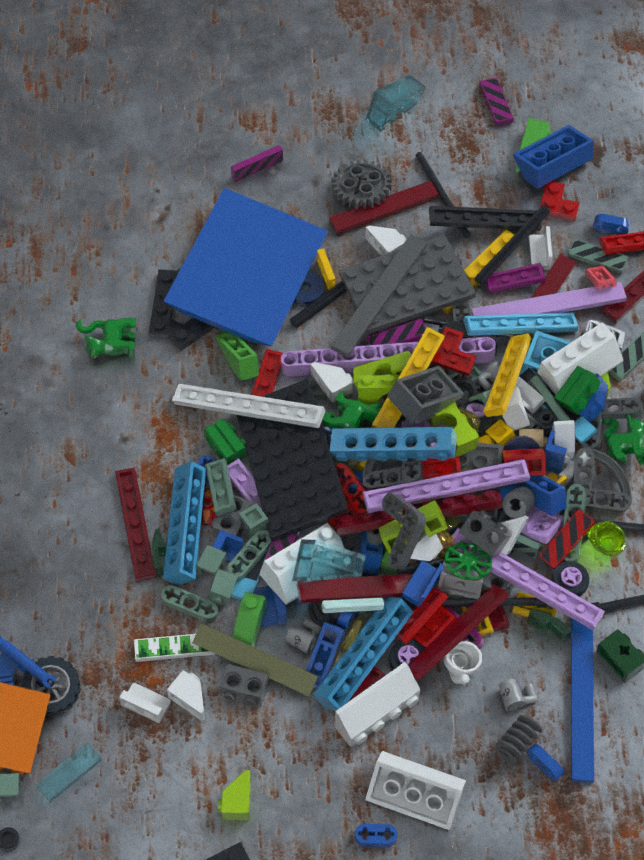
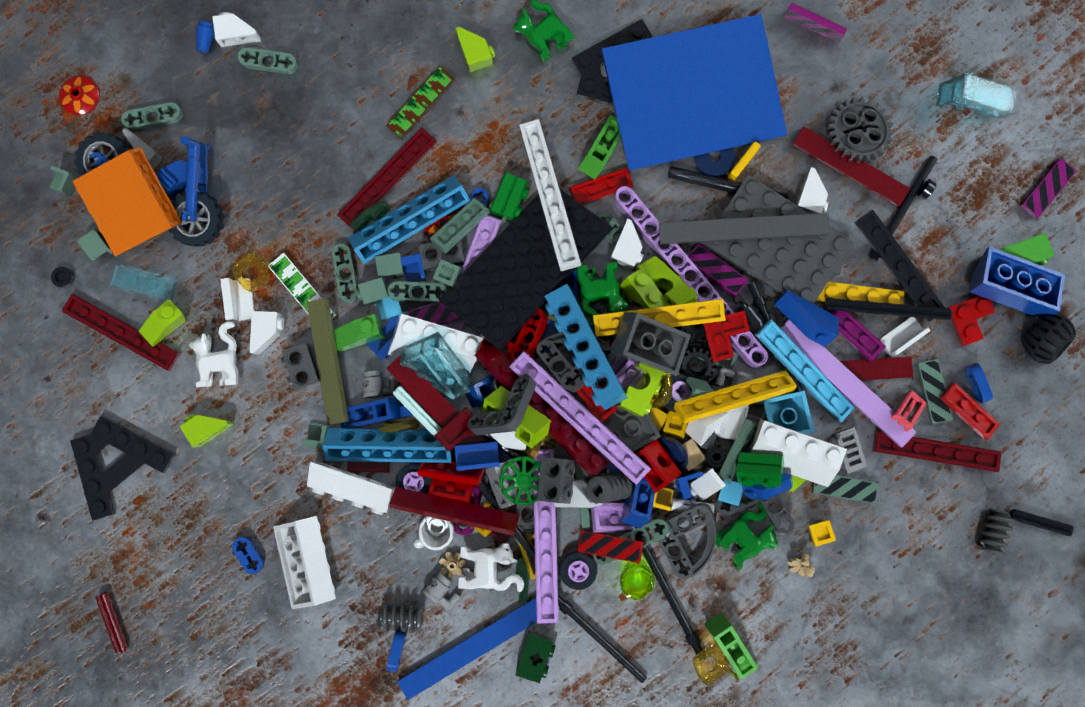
camera: 60 degrees right, 25 degrees up
(84, 394) = (475, 49): none -> lime slope
(93, 461) = (420, 102): none -> tile
(96, 820) = (119, 332): none -> dark red tile
(118, 772) = (162, 323): none -> lime slope
(137, 666) = (254, 261): none -> clear yellow piece
(187, 750) = (220, 361): none -> white animal
(313, 711) = (315, 436): none -> sand green panel
(389, 584) = (454, 430): none -> dark red tile
(439, 170) = (927, 189): none -> black tile
(481, 296) = (808, 318): none -> blue slope
(498, 673) = (452, 559): none -> tan plant
(522, 645) = (486, 568): none -> white animal
(609, 163) = (1049, 338): none -> black wheel

